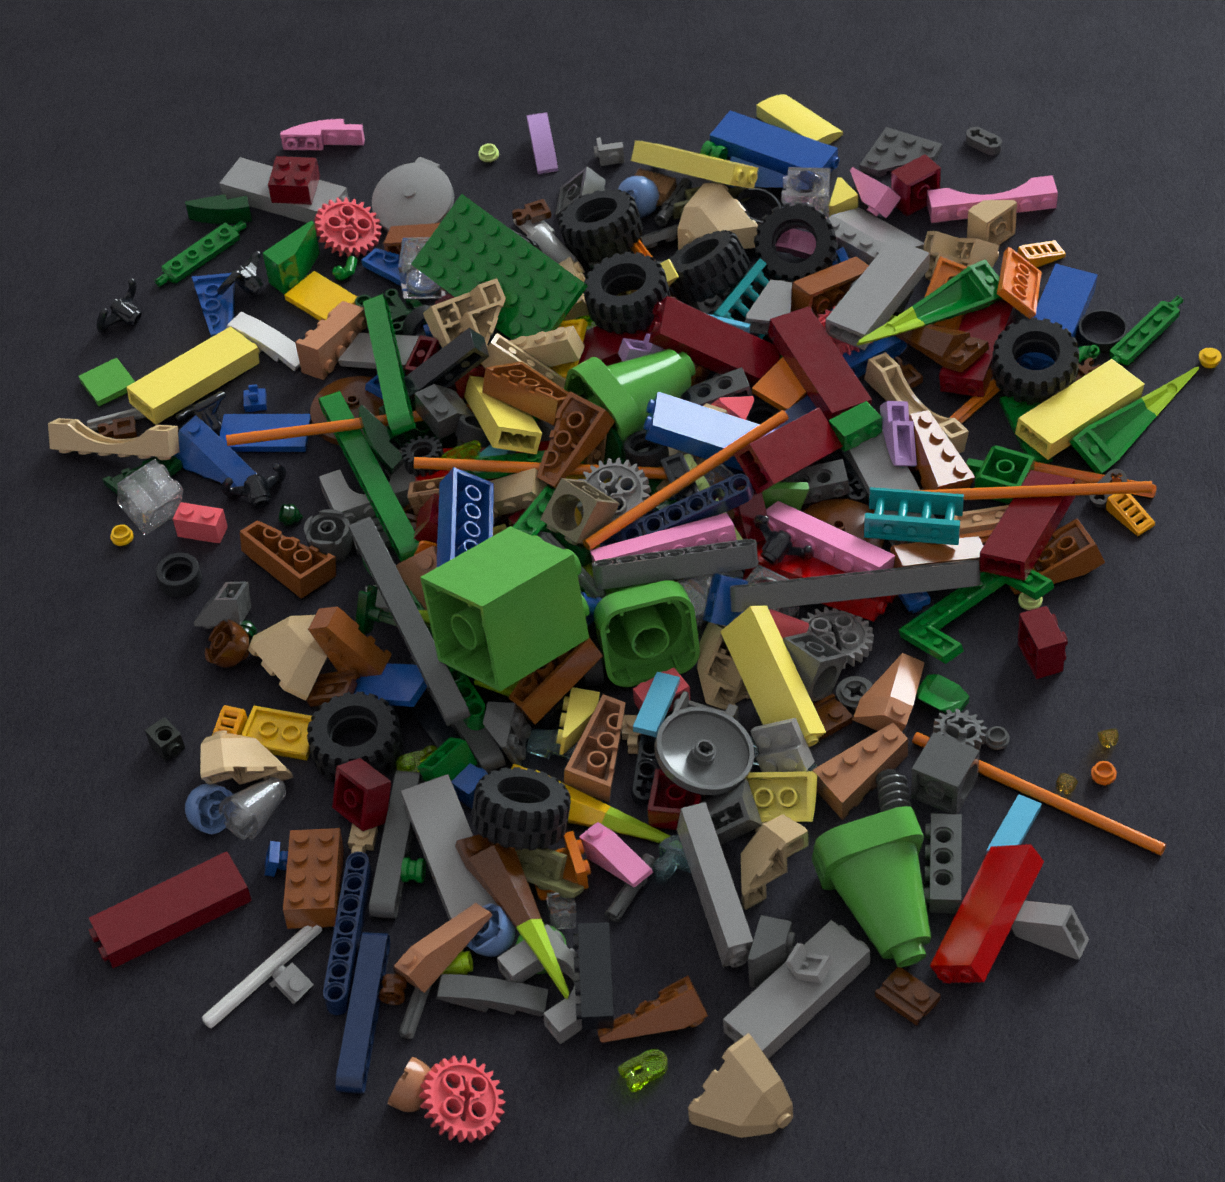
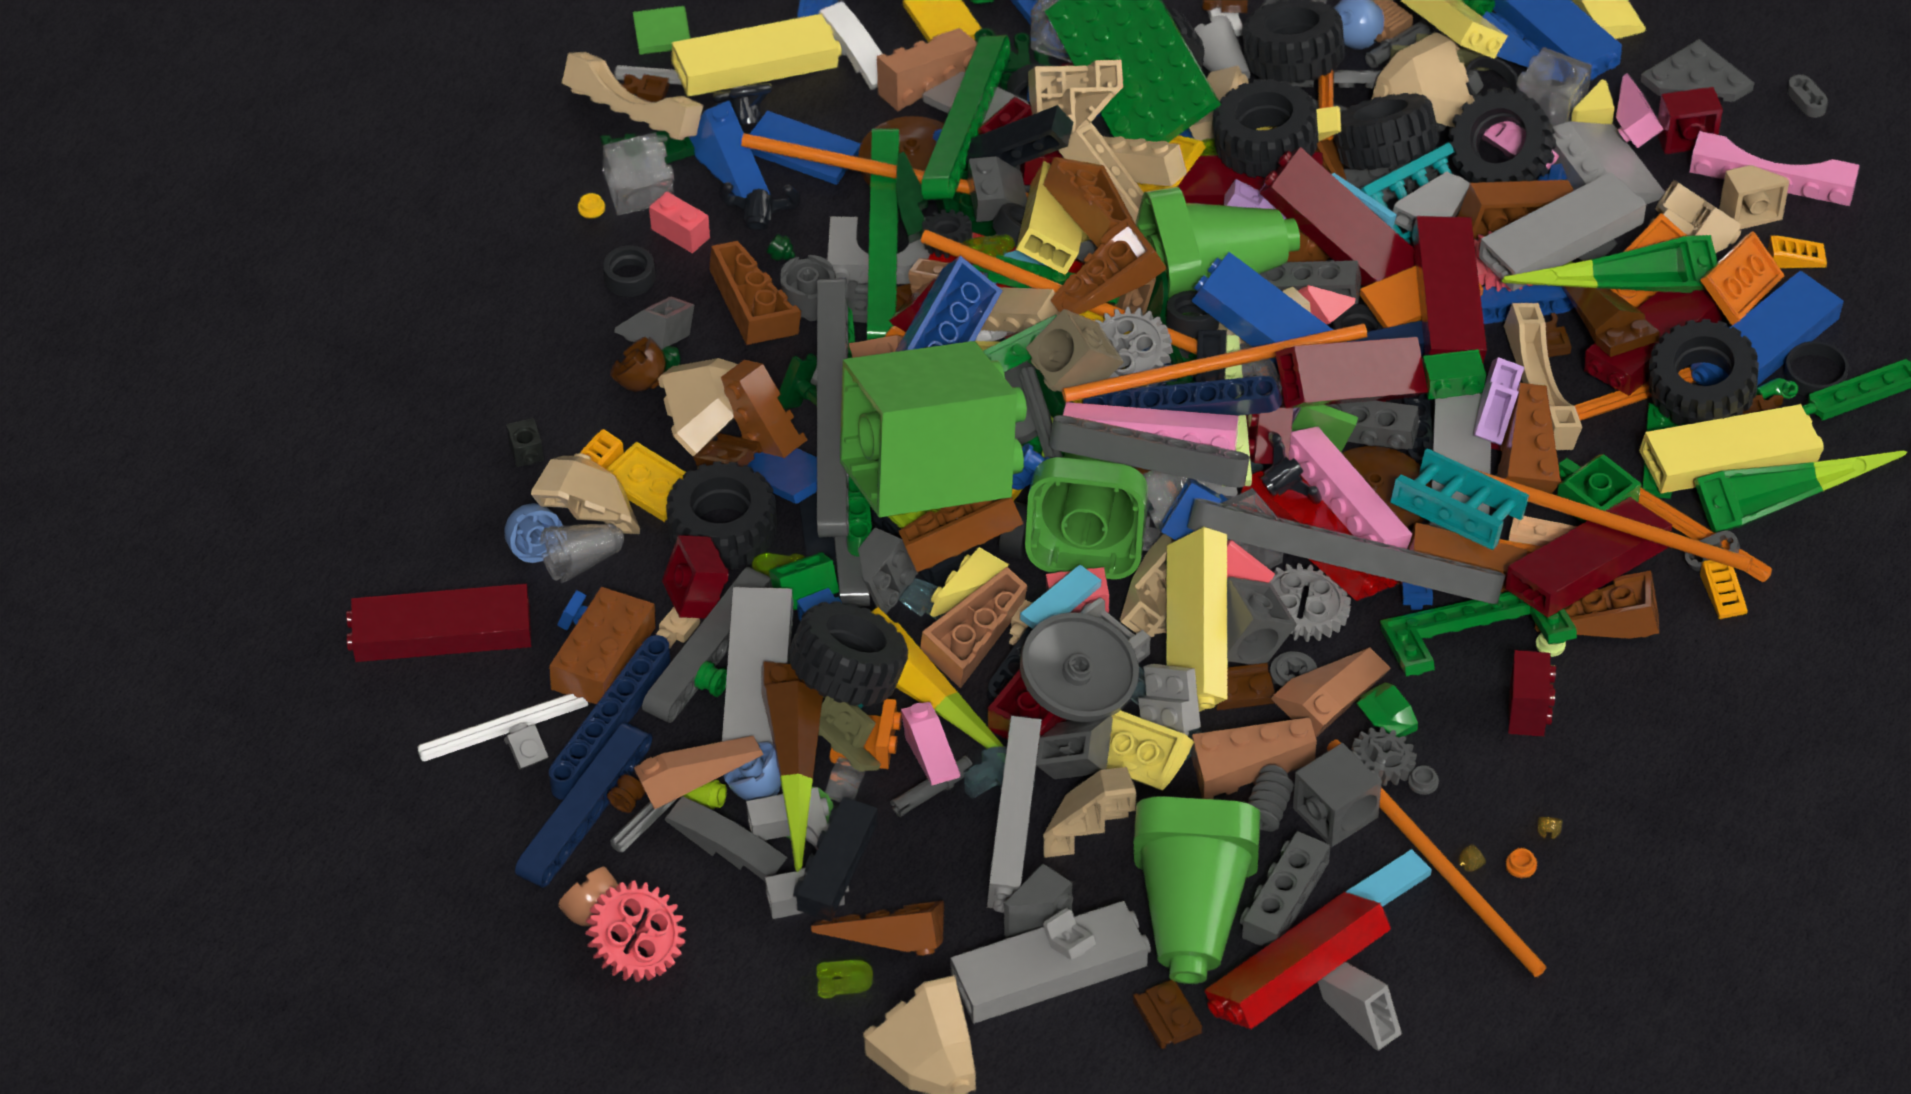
camera: 20 degrees right, 0 degrees up
(255, 399) = (810, 105): blue tile -> none

